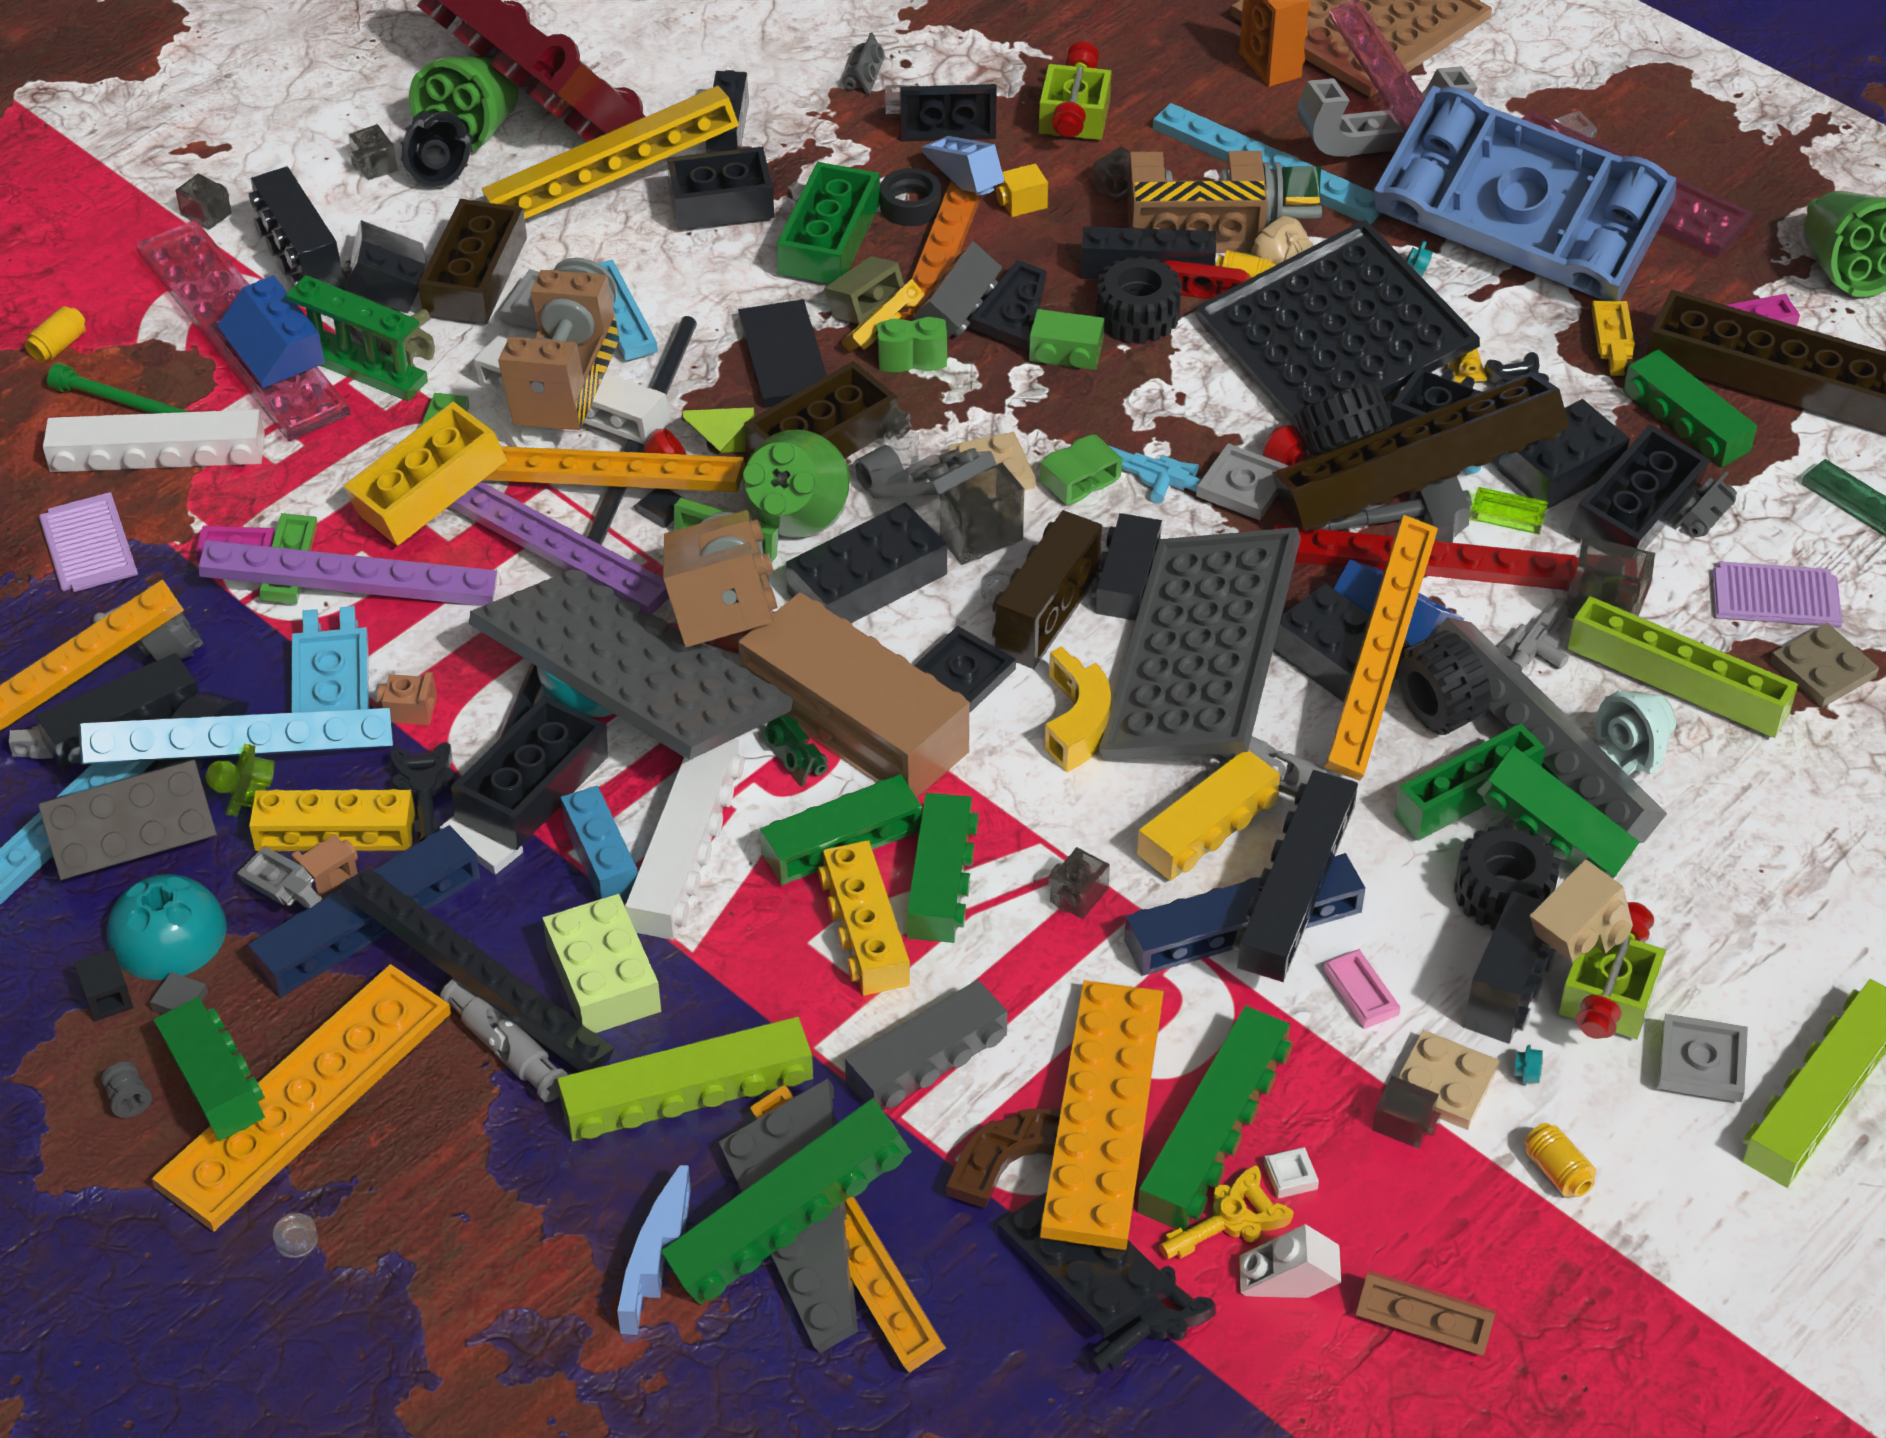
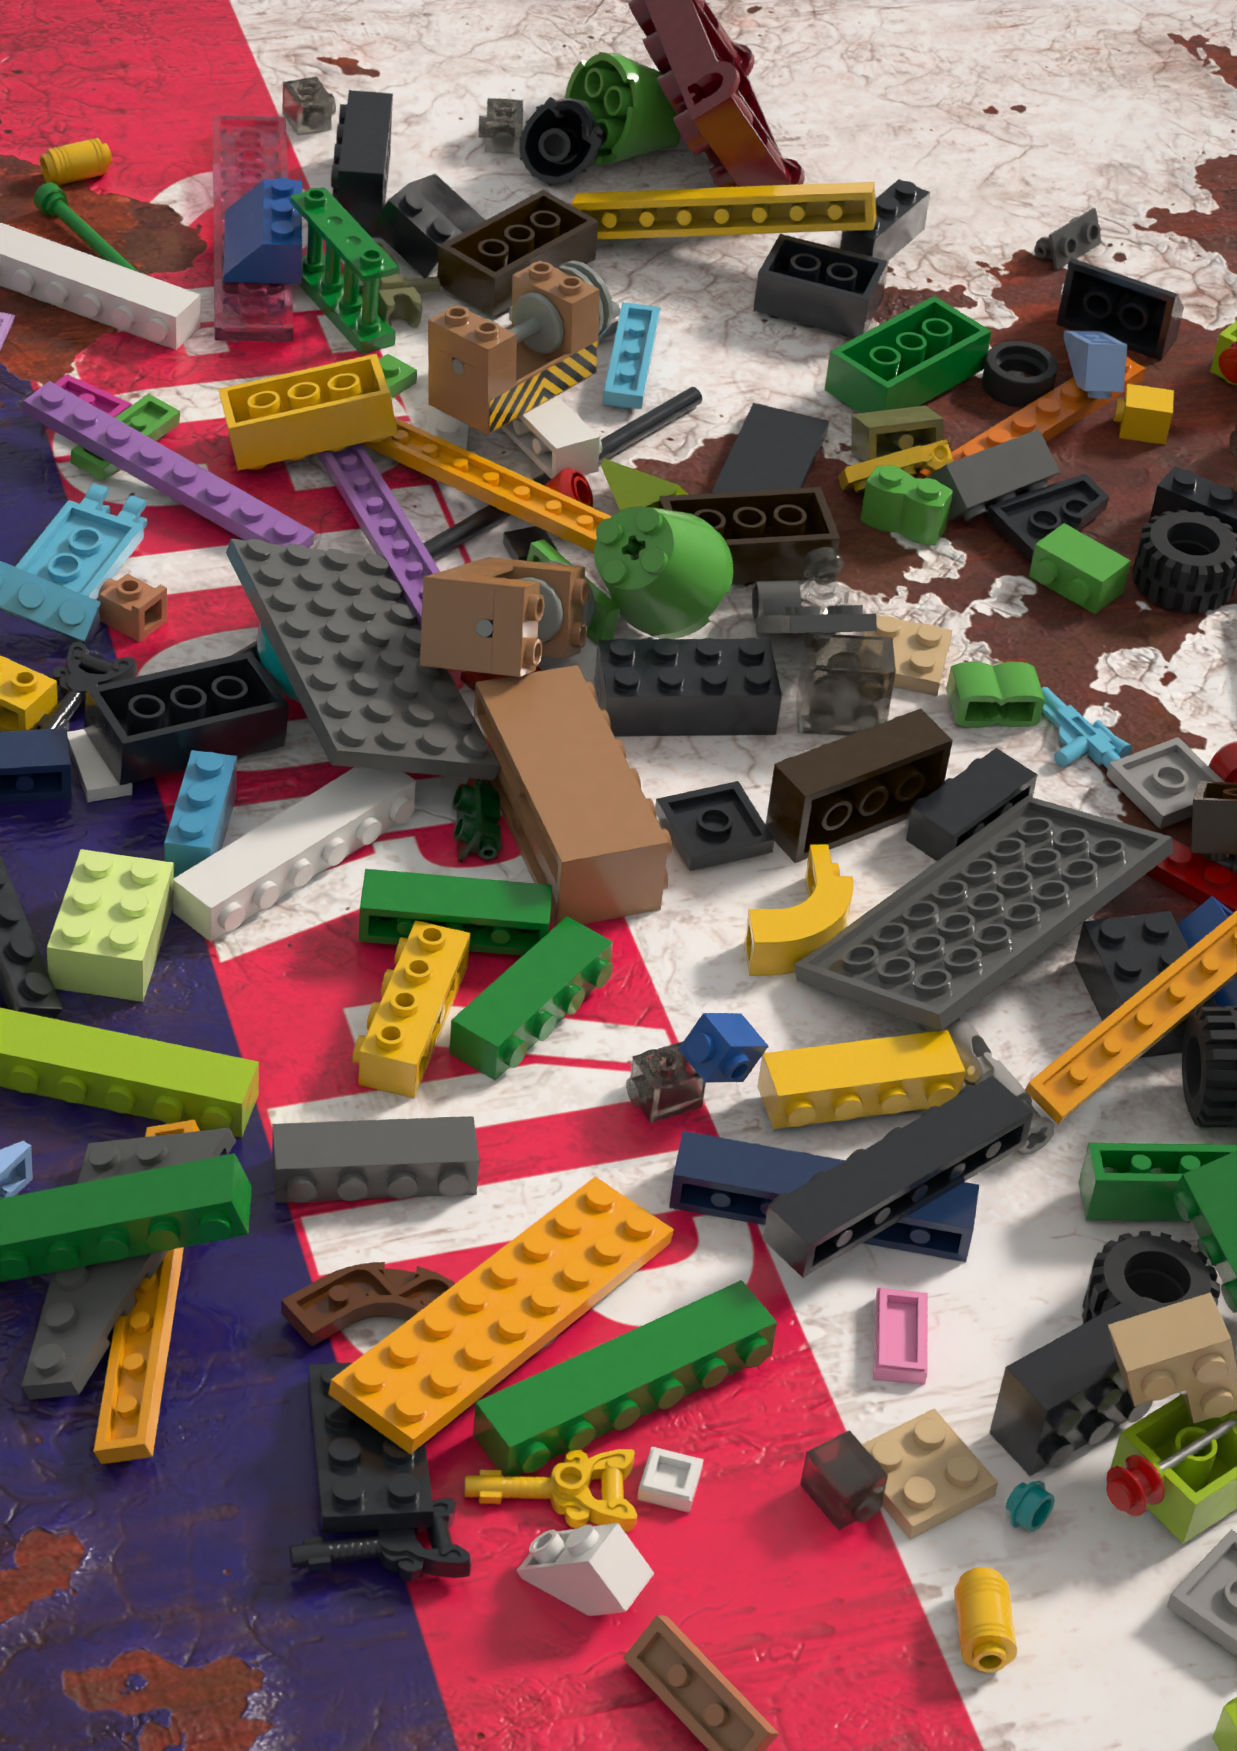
camera: 25 degrees right, 5 degrees down
(1112, 839) = (723, 1047): none -> blue brick

